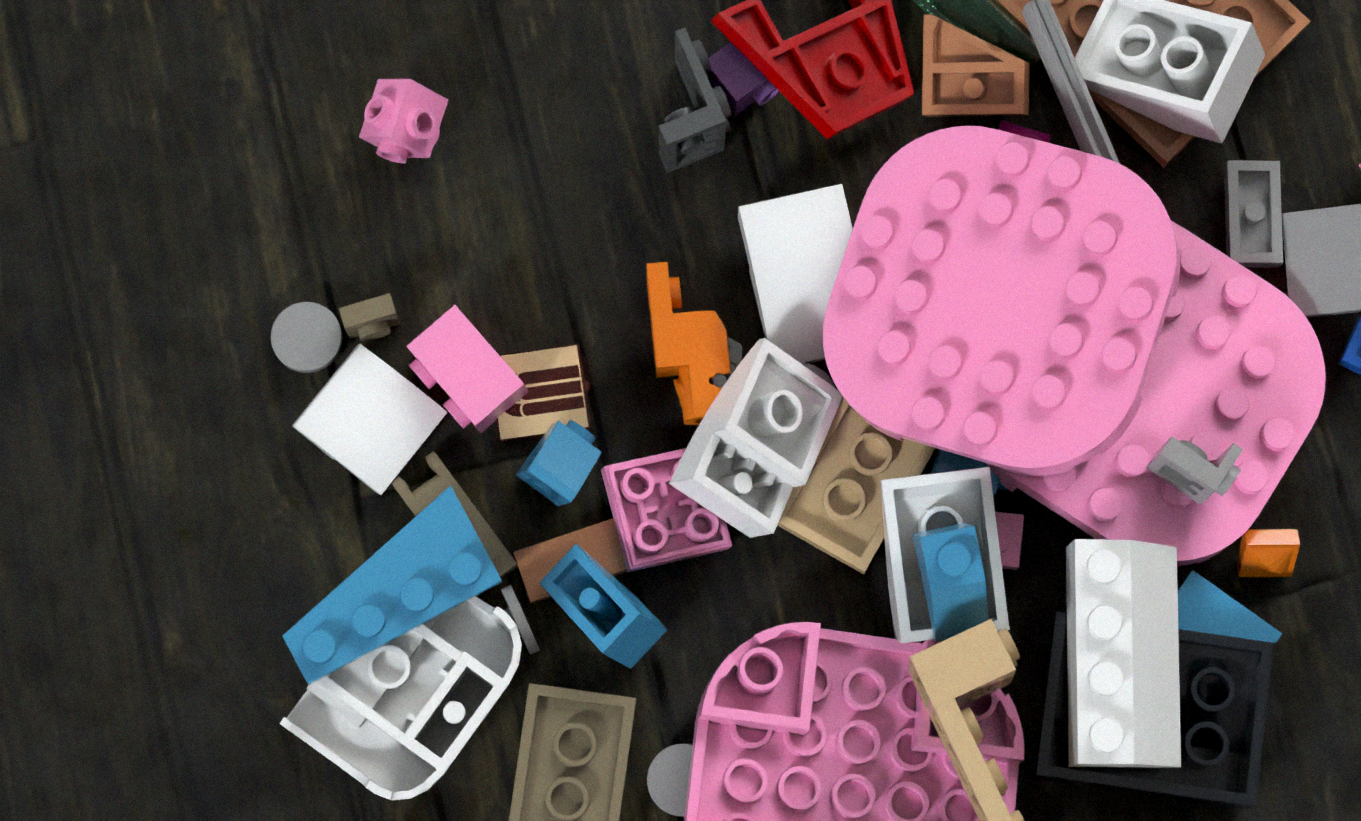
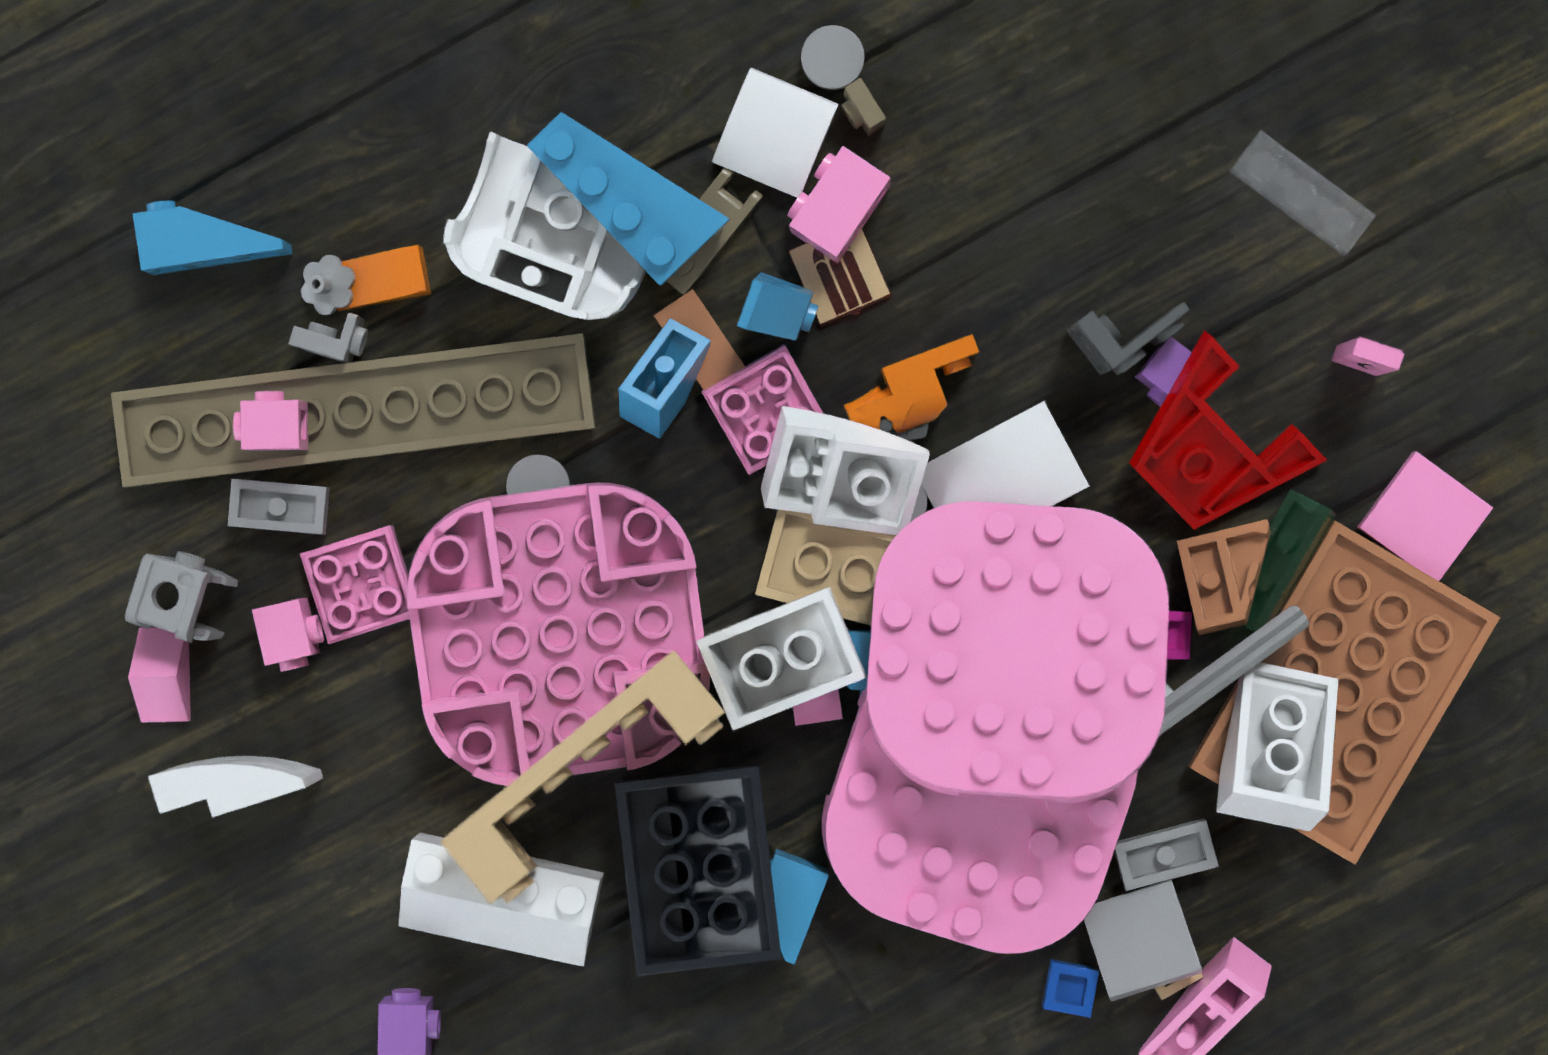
camera: 75 degrees right, 10 degrees up
(403, 119) = (1046, 85): bright pink brick -> none
(515, 612) = (635, 308): light grey piece -> none
(952, 579) = (758, 670): dark azure slope -> none
(1122, 654) = (732, 833): white slope -> none
(1190, 472) = (908, 849): light grey bracket -> none
(1268, 553) = (864, 936): orange tile -> none

